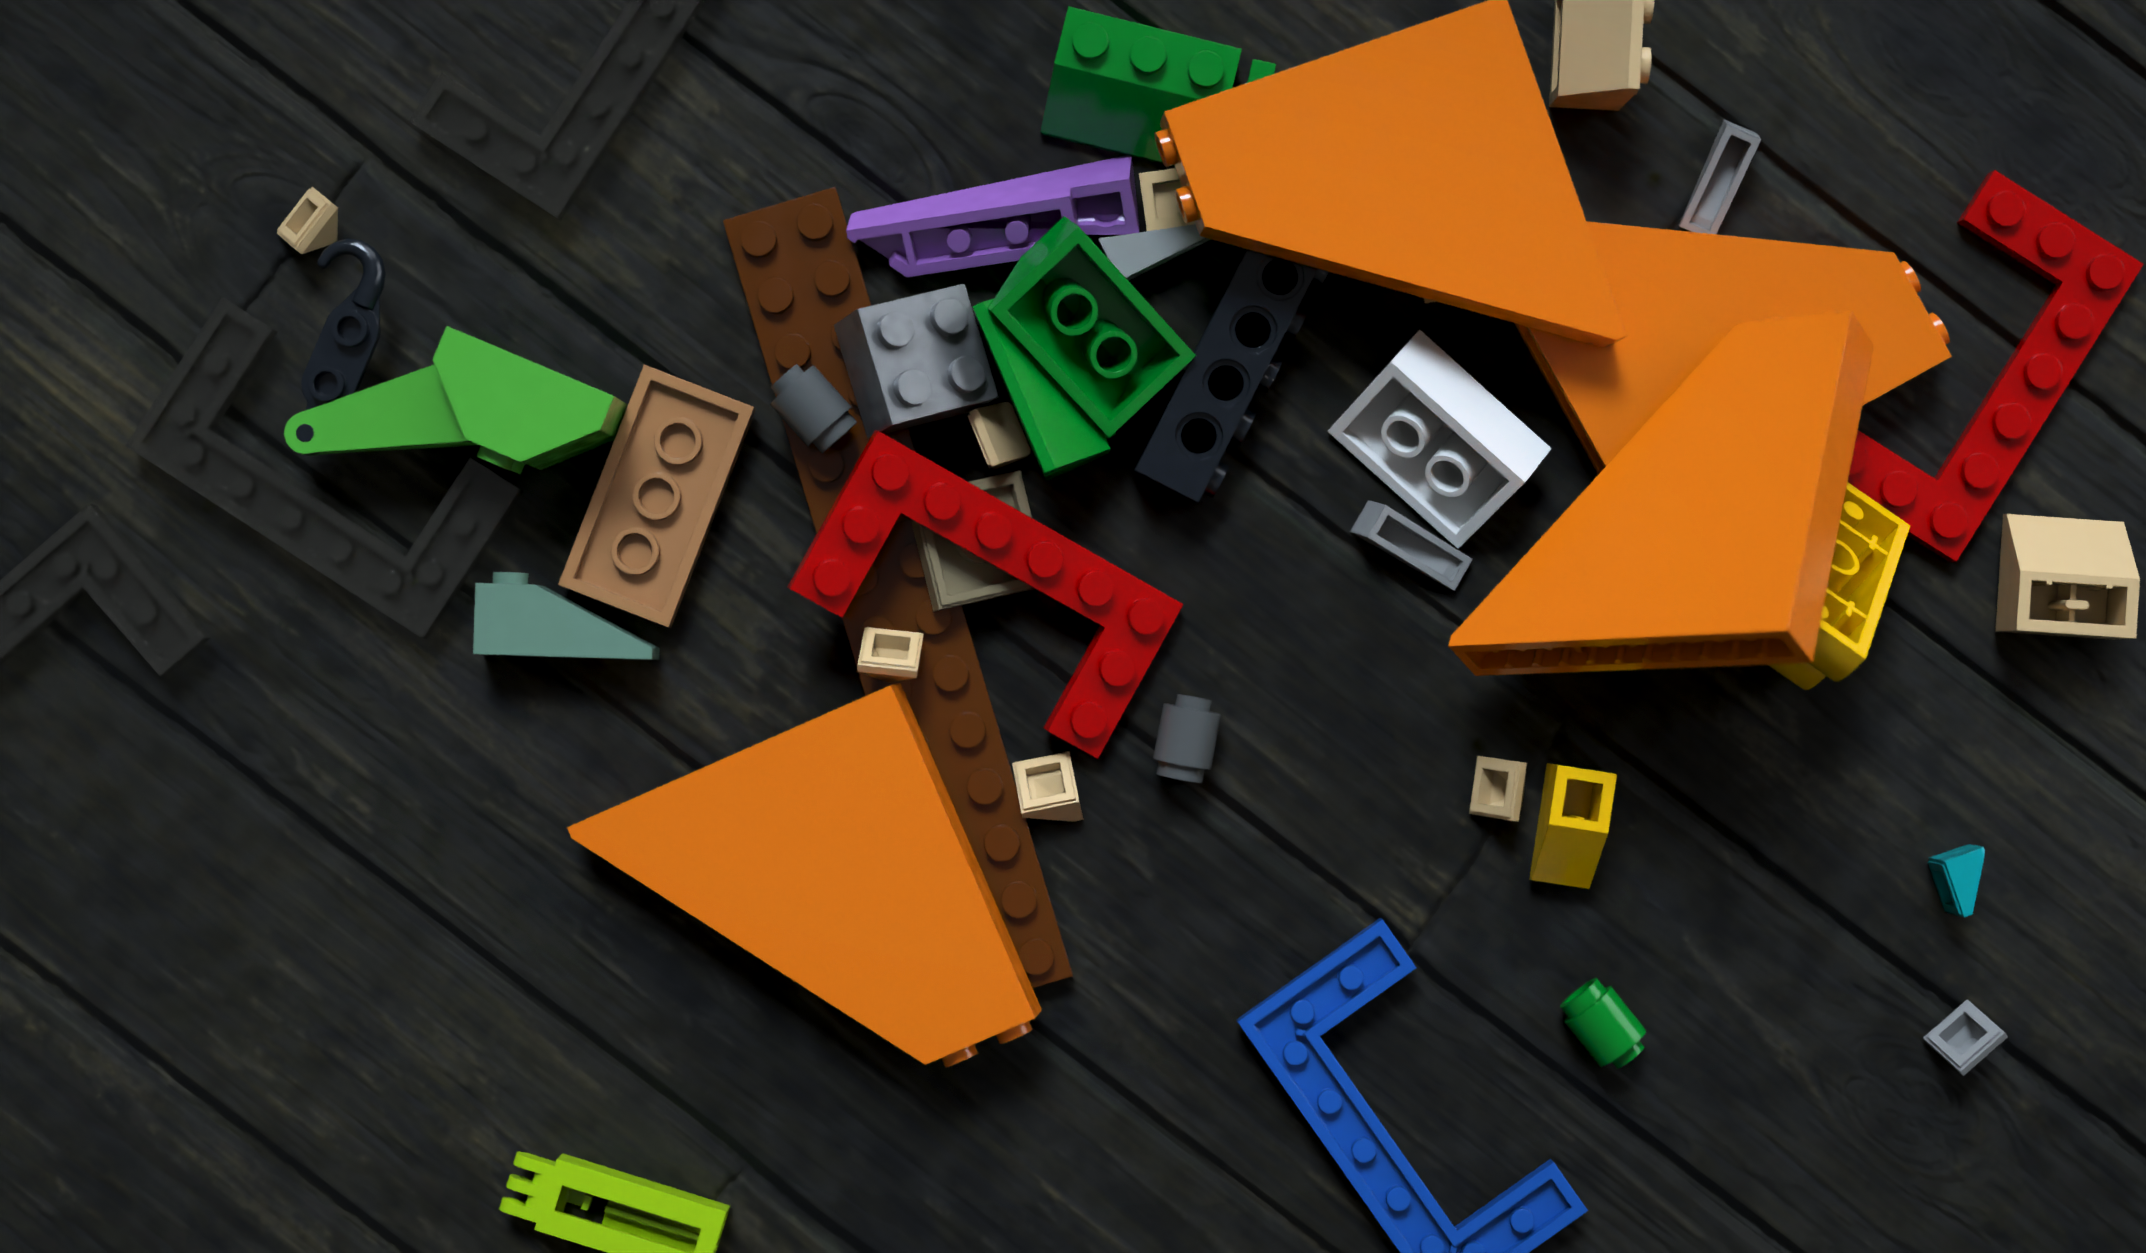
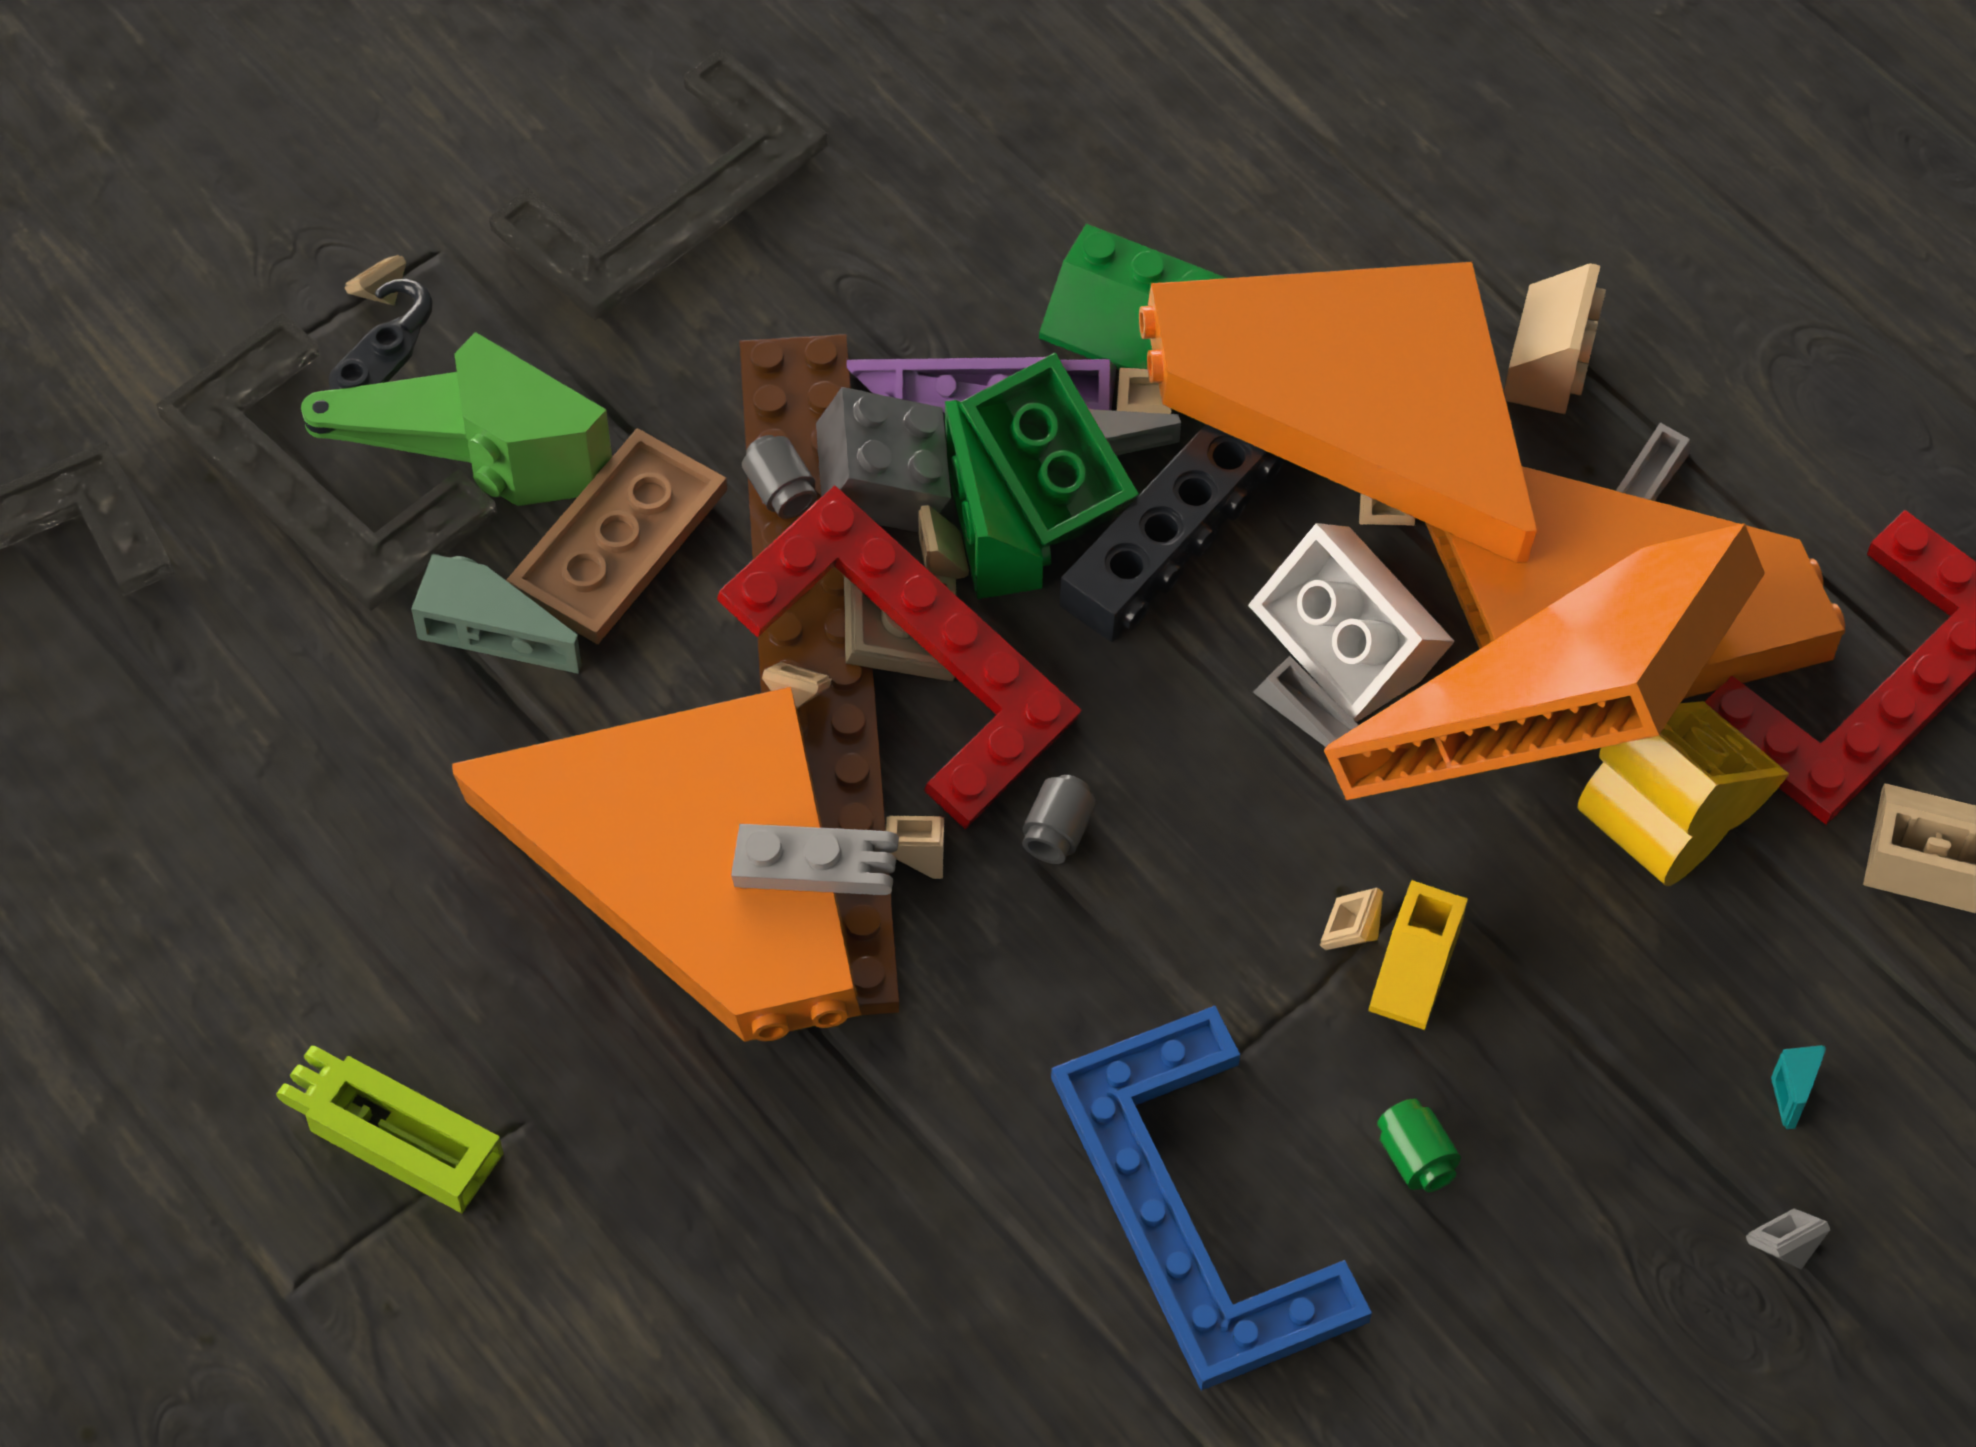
camera: 15 degrees right, 30 degrees down
(961, 889) = (814, 859): none -> light grey hinge

